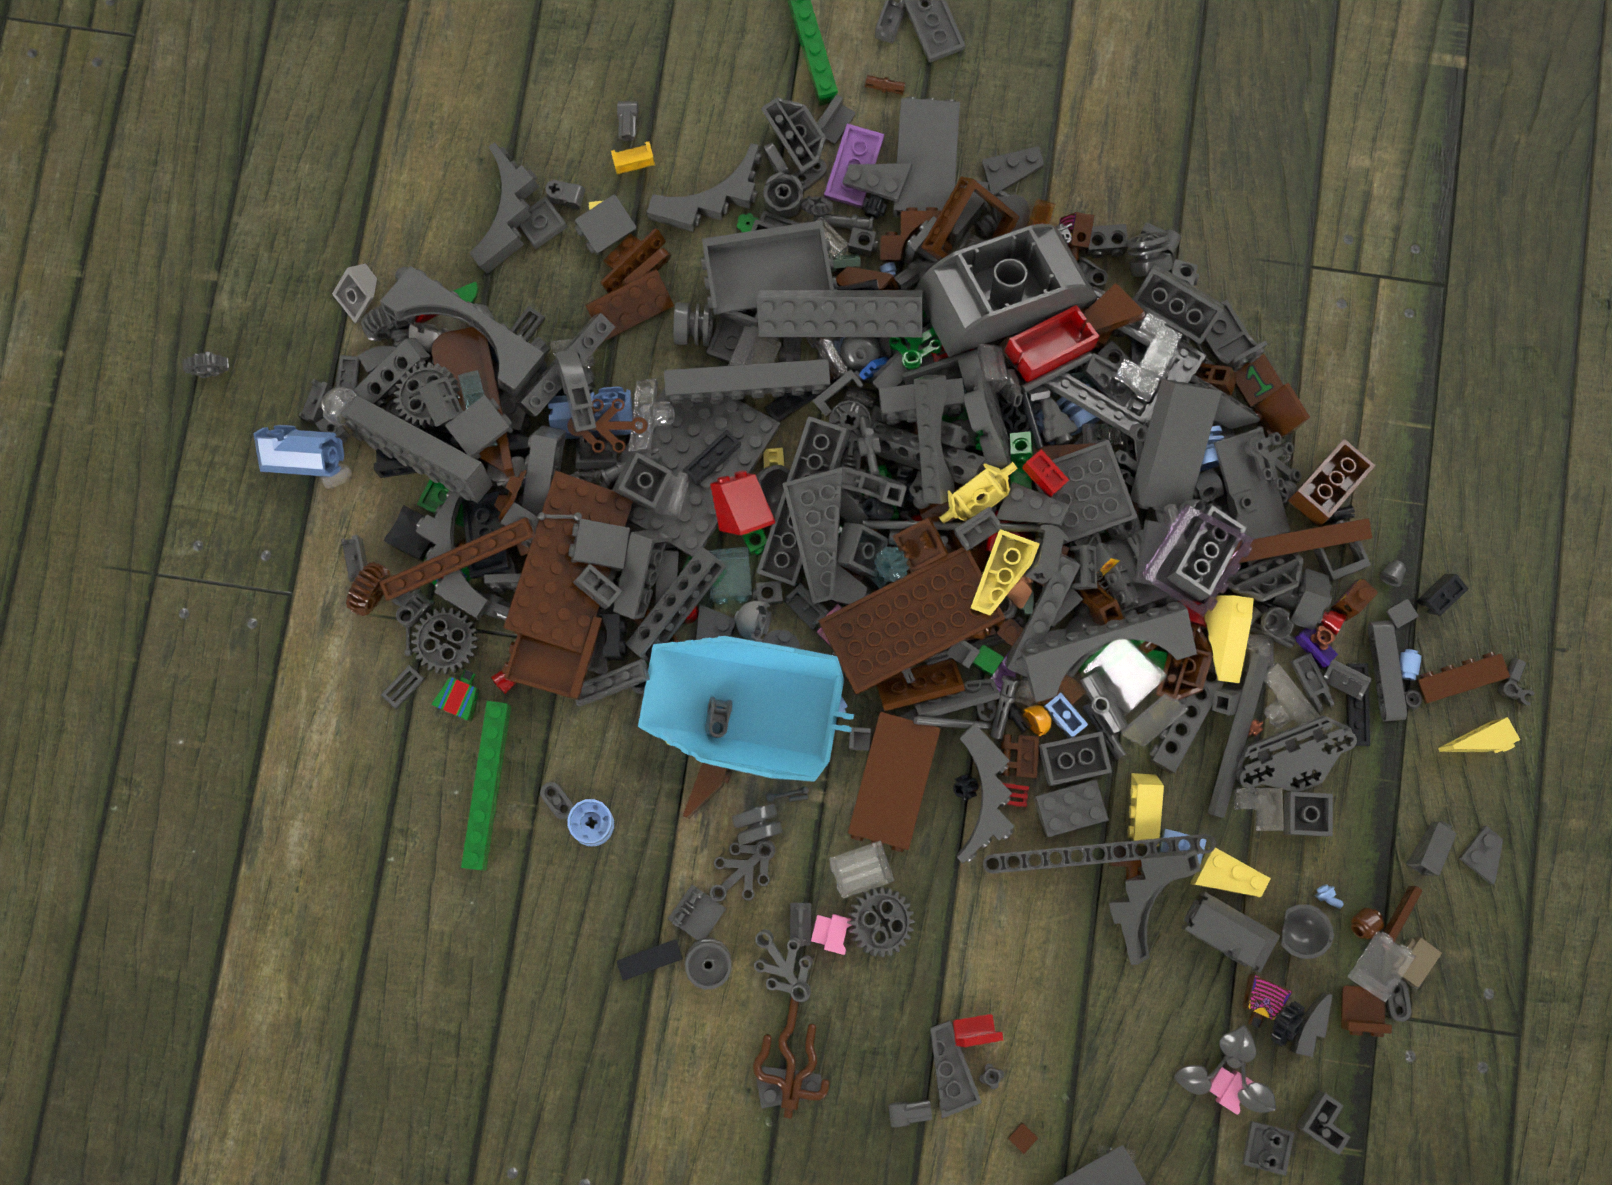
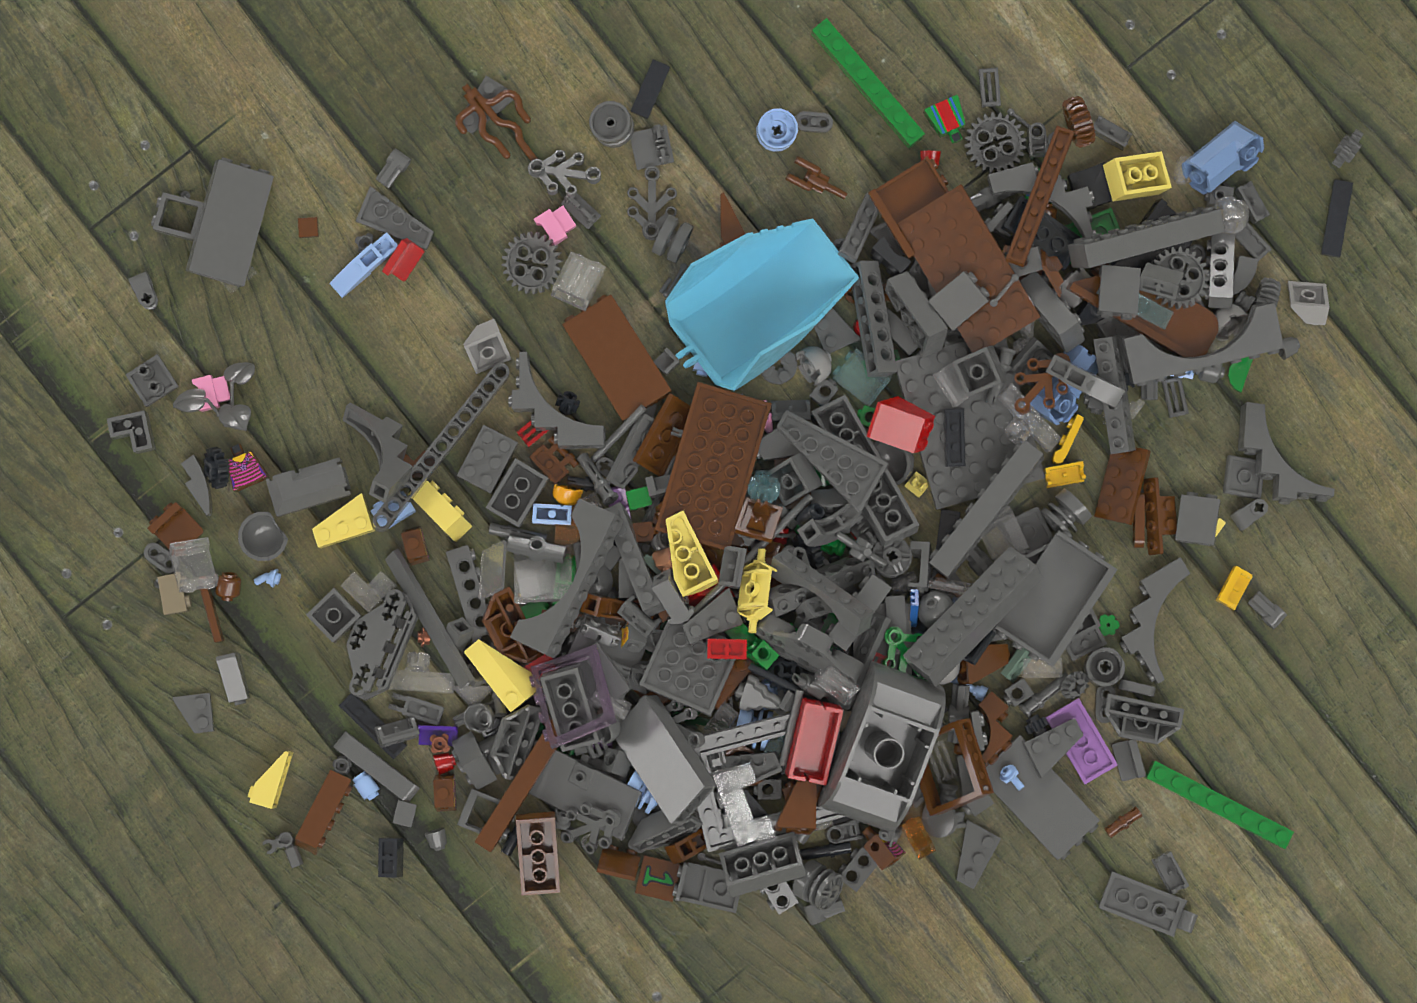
camera: 130 degrees right, 5 degrees up
(271, 329) = (1336, 218): none -> black tile
(372, 504) = (1137, 176): none -> light yellow brick
(597, 586) = (931, 272): dark grey brick -> none
(605, 758) = (814, 179): none -> reddish brown plant
(632, 375) = (1067, 440): none -> yellow hinge
(661, 354) = (1064, 474): none -> yellow hinge
(718, 715) = (772, 281): dark grey piece -> none
(931, 189) = (1010, 773): none -> light blue plate
(982, 895) = (486, 346): none -> light grey slope
(1010, 1060) = (363, 265): none -> light blue slope
(1116, 277) = (826, 850): none -> black pin
(1191, 803) = (415, 545): none -> reddish brown torso

